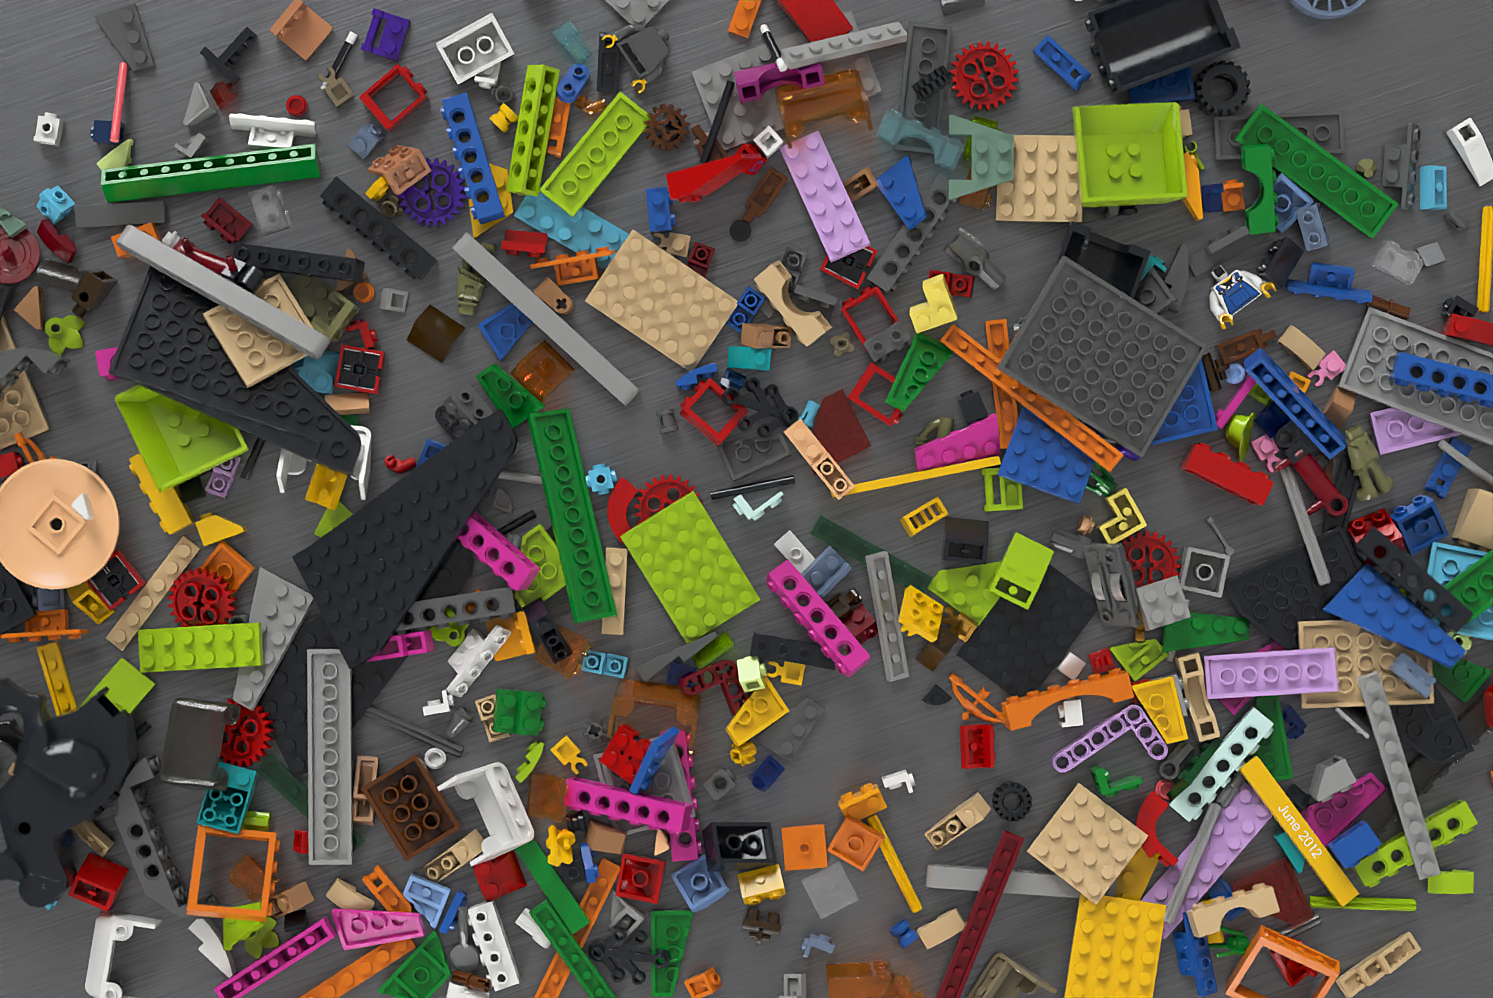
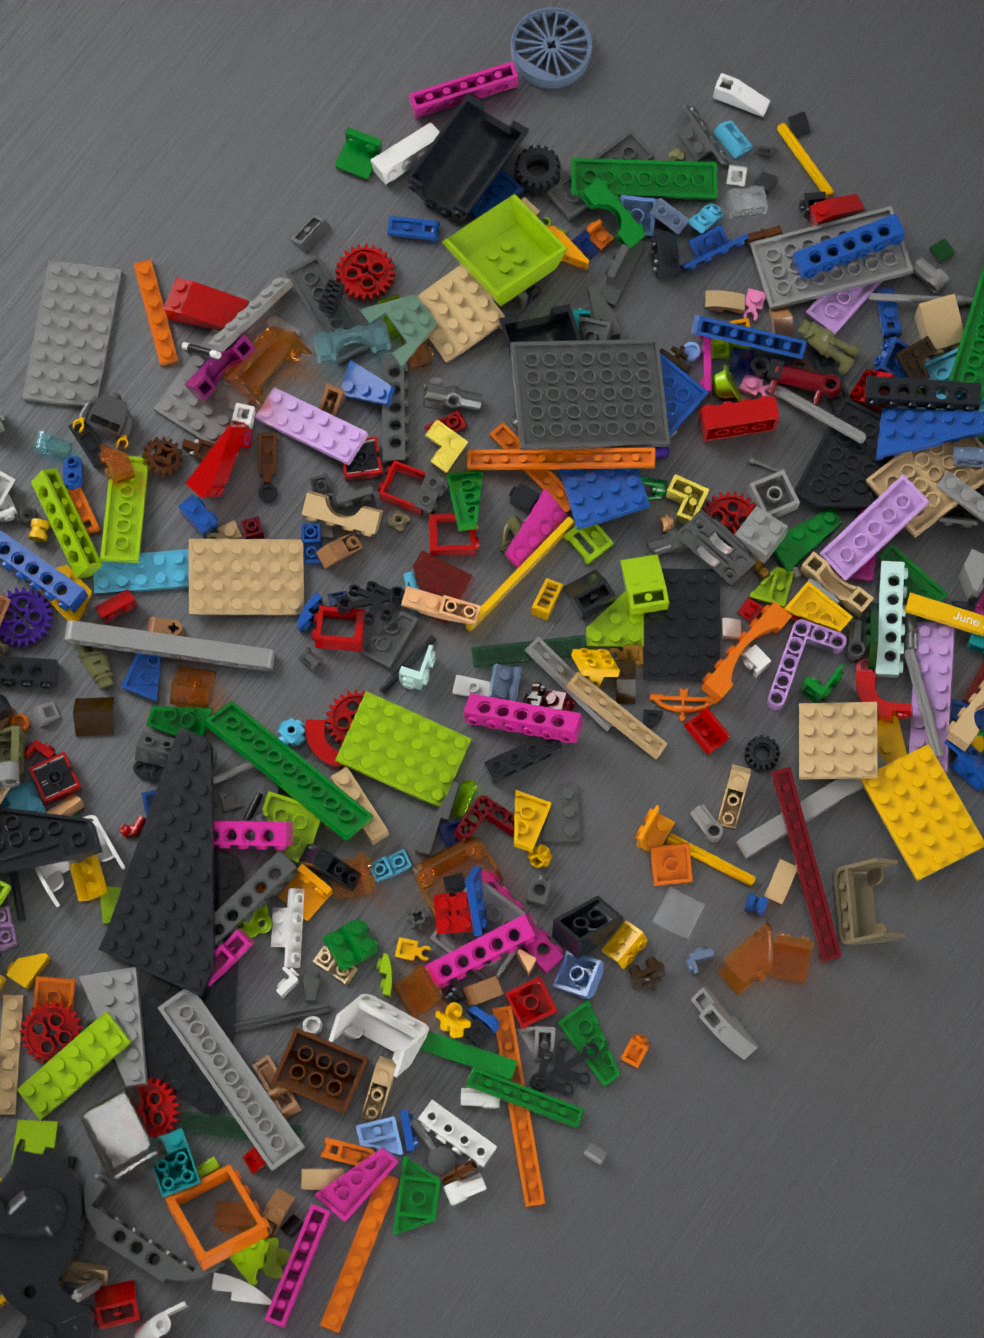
camera: 35 degrees left, 15 degrees down
(77, 856) = (86, 1289): none -> light grey axle
(499, 876) = (422, 1078): red slope -> none
(576, 268) = (166, 596): orange bracket -> none
(589, 106) = (95, 482): clear orange arm -> none
(617, 108) = (118, 464): none -> clear orange slope
(648, 725) = (454, 883): none -> black brick
(717, 122) = (196, 424): black bar -> none
(749, 358) = (339, 574): teal slope -> none
(751, 673) = (504, 794): yellowish green brick -> none
(766, 773) = (568, 861): clear blue bracket -> none
(789, 672) = (531, 775): yellow plate -> none
(804, 847) = (636, 895): orange plate -> none
(894, 780) = (666, 797): white bracket -> none
(905, 675) = (616, 715): none -> tan plate
(915, 827) = (707, 822): none -> light grey piece
(1235, 292) = (650, 295): torso -> none
(1244, 345) = (683, 326): reddish brown hinge -> none
(1292, 718) = (917, 553): clear blue bracket -> none
(1346, 252) = (706, 218): none -> medium azure slope
(1409, 227) = (736, 175): none -> white slope
(1433, 532) = (912, 358): none -> dark brown plate

